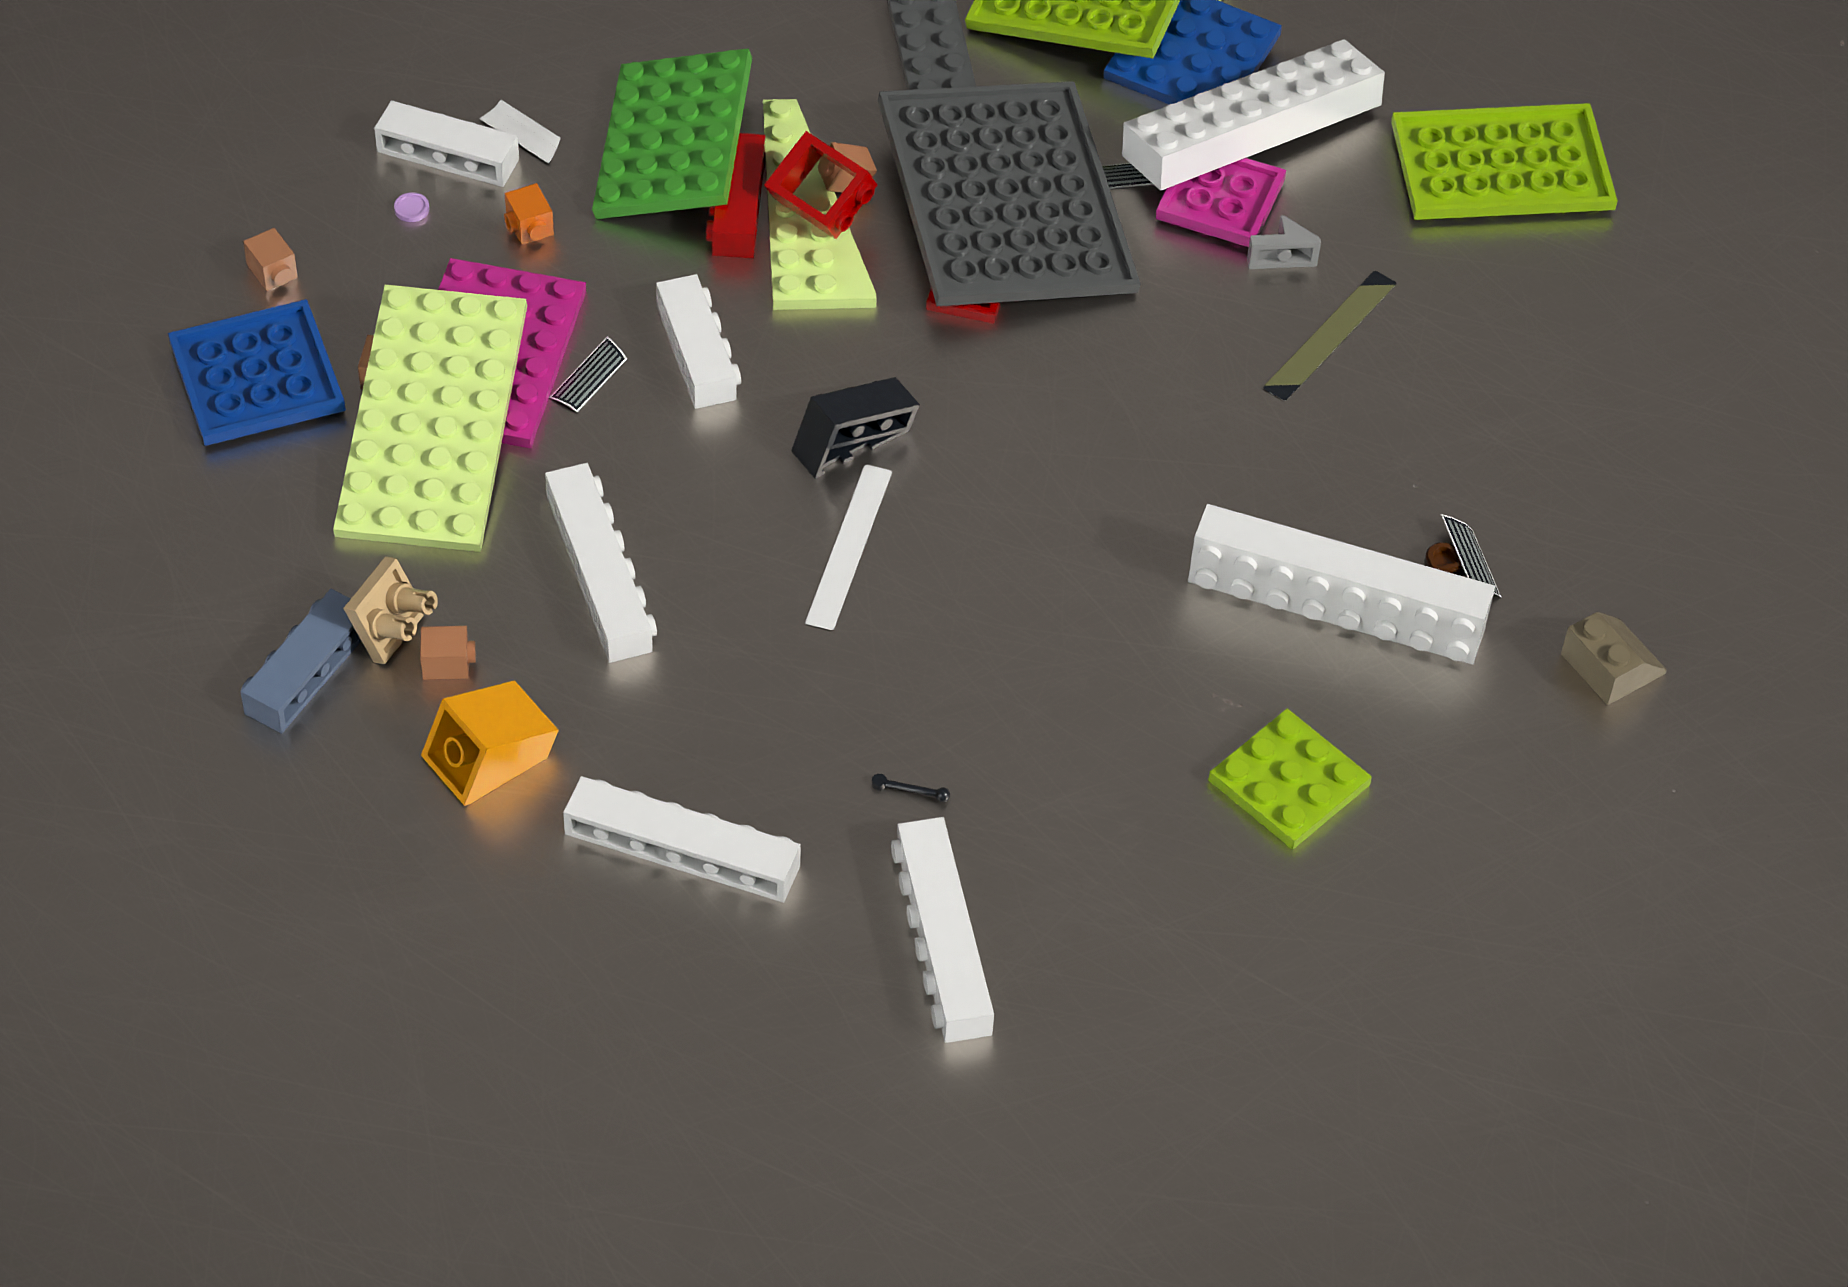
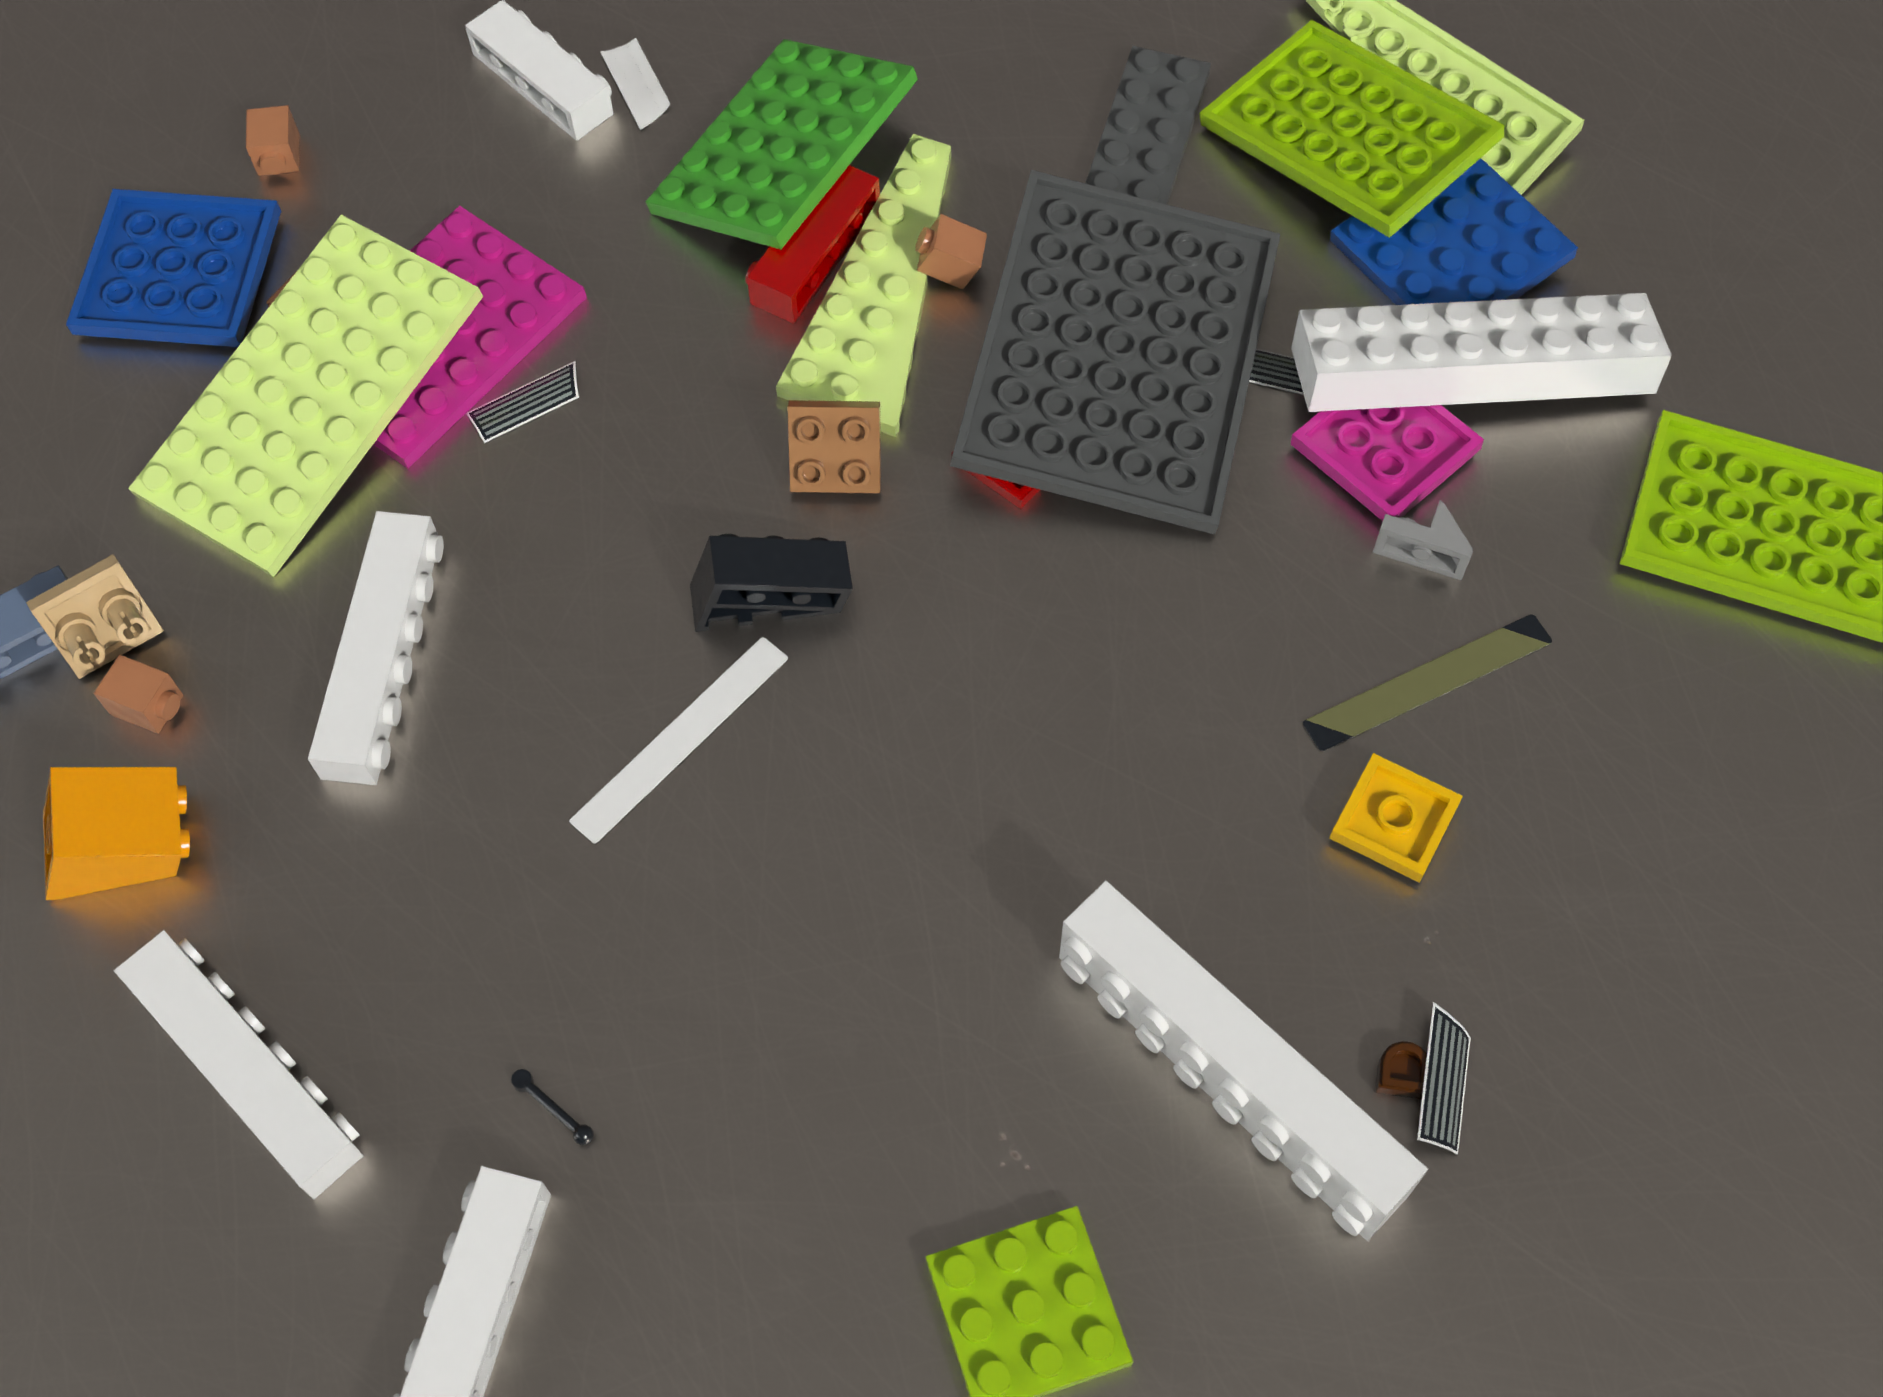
camera: 30 degrees right, 10 degrees up
(411, 207) = (464, 131): lavender piece -> none
(528, 214) = (571, 182): orange brick -> none
(697, 341) = (657, 406): white brick -> none
(798, 165) = (877, 234): red window -> none
(848, 320) = (834, 446): none -> medium nougat plate
(1357, 418) = (1396, 817): none -> yellow plate
(1609, 657) = (1562, 1321): dark tan slope -> none

